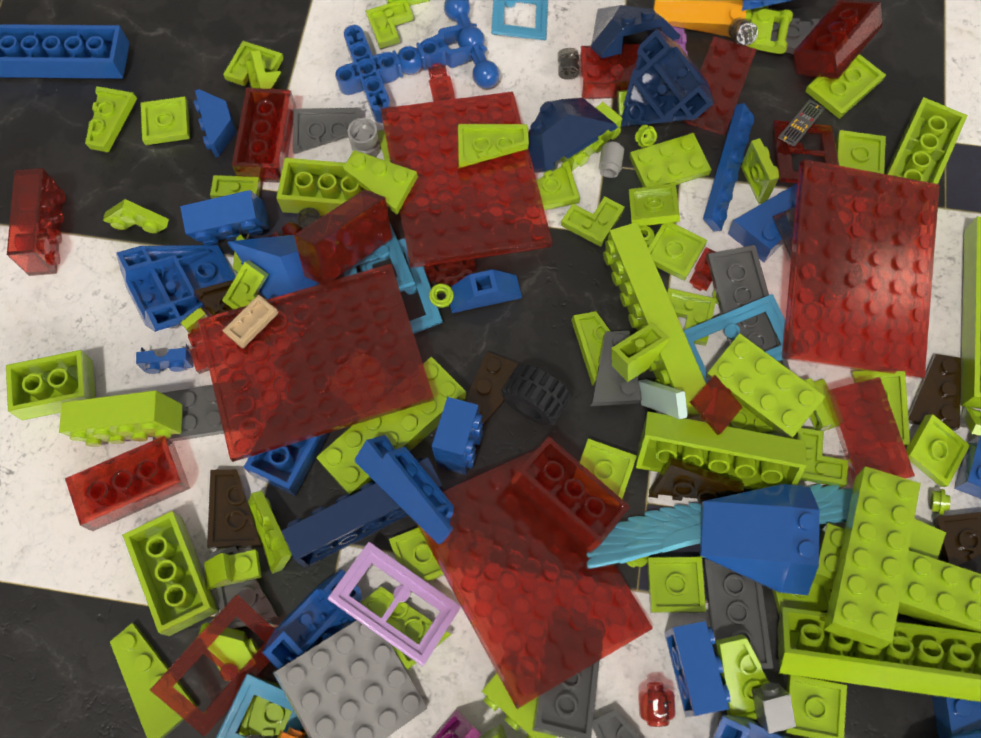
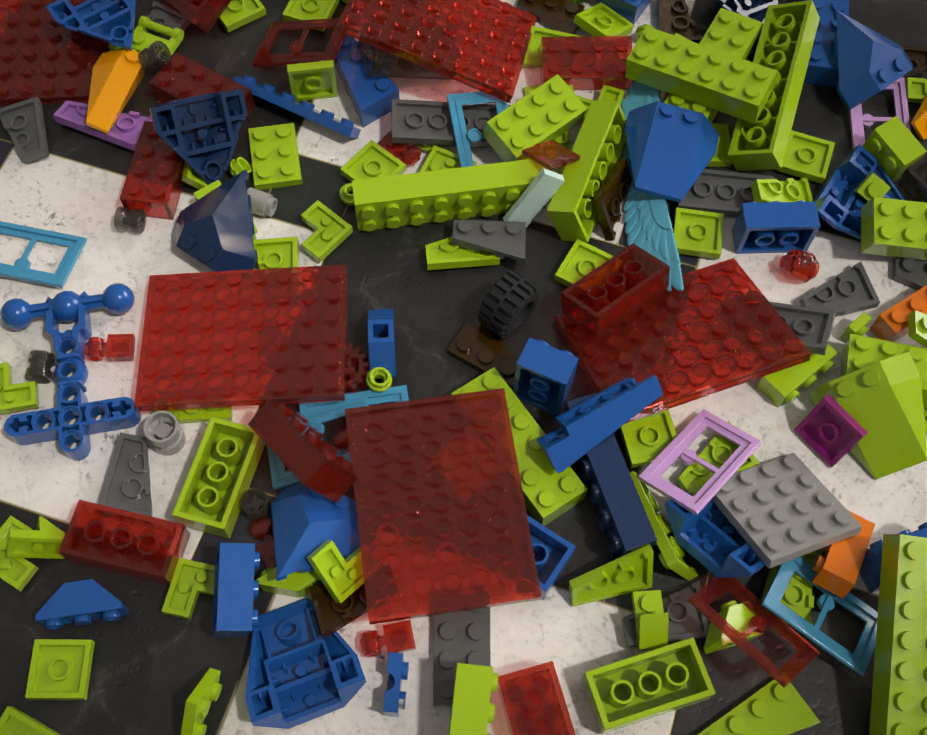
camera: 85 degrees left, 5 degrees down
(191, 321) = (352, 640): lime tile -> none
(229, 513) = (585, 624): dark brown wing -> none
(250, 321) = (388, 557): tan plate -> none
(299, 580) = (671, 551): none -> lime wing
(381, 178) = (231, 410): lime wing -> none
(412, 37) = (40, 366): none -> clear smoke wheel
(489, 141) = (216, 299): lime wing -> none
(623, 20) = (114, 154): dark blue wedge -> none
(638, 351) = (488, 204): lime slope -> none
(654, 205) = (323, 174): lime plate -> none
(773, 707) = (809, 179): brick -> none
(801, 122) = (266, 39): dark grey sticker -> none

